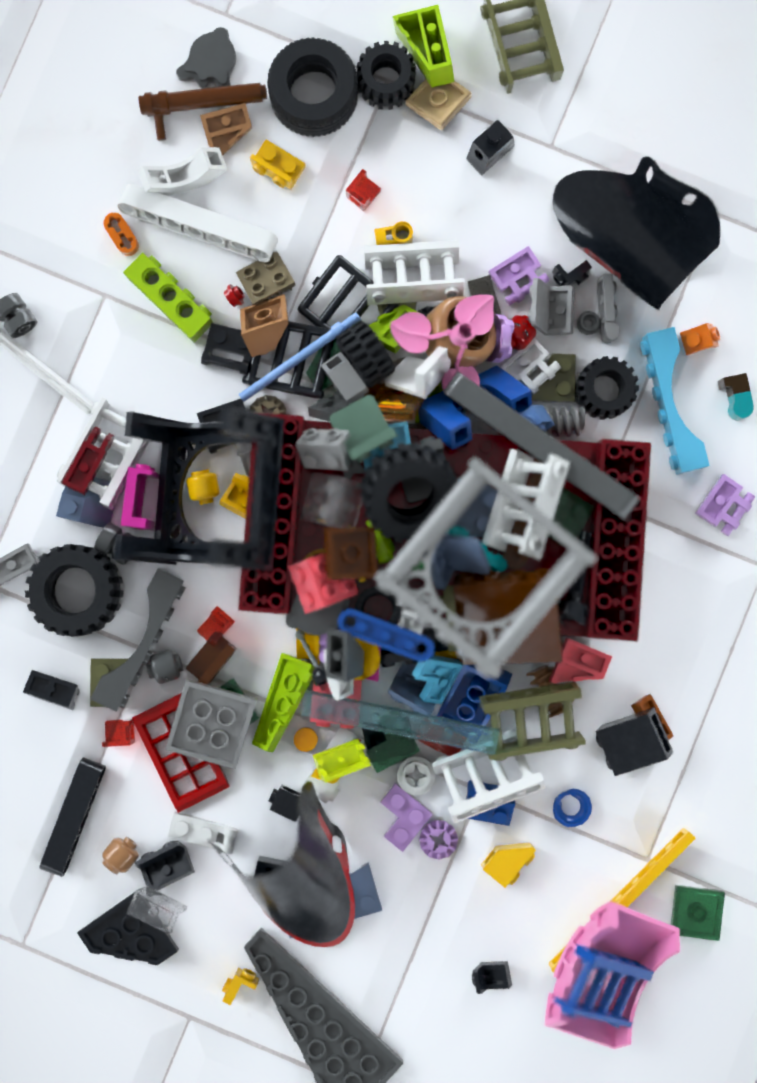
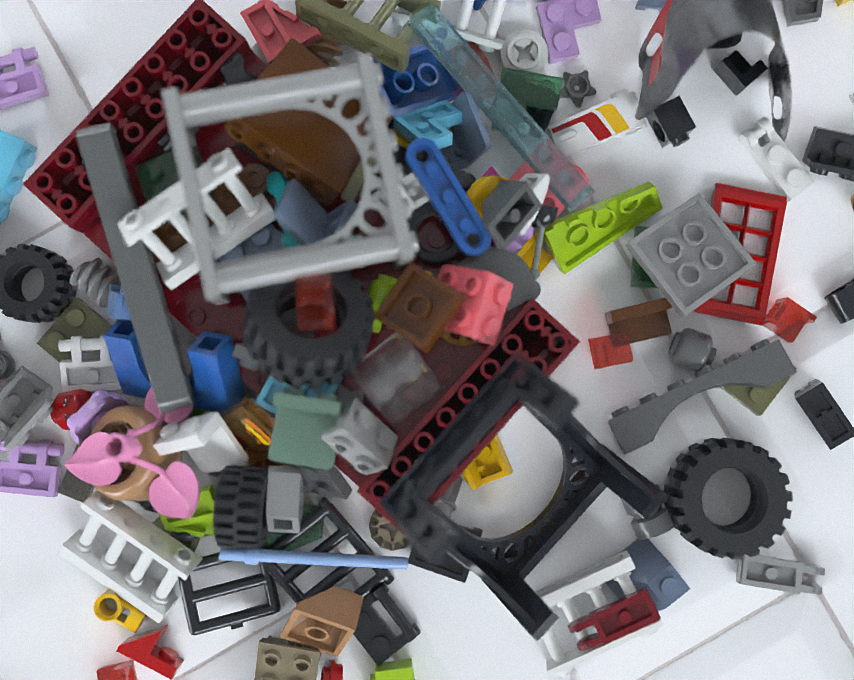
camera: 145 degrees left, 0 degrees up
(135, 497) = (594, 544): dark pink panel -> none
(203, 486) = (516, 502): yellow head -> none
(305, 739) = (605, 171): light orange tile -> none
(341, 760) = (588, 118): neon yellow hinge -> none
(360, 223) = (145, 650): none -> red slope
(372, 781) = (581, 80): none -> dark grey plate
(412, 505) = (314, 302): none -> clear red panel

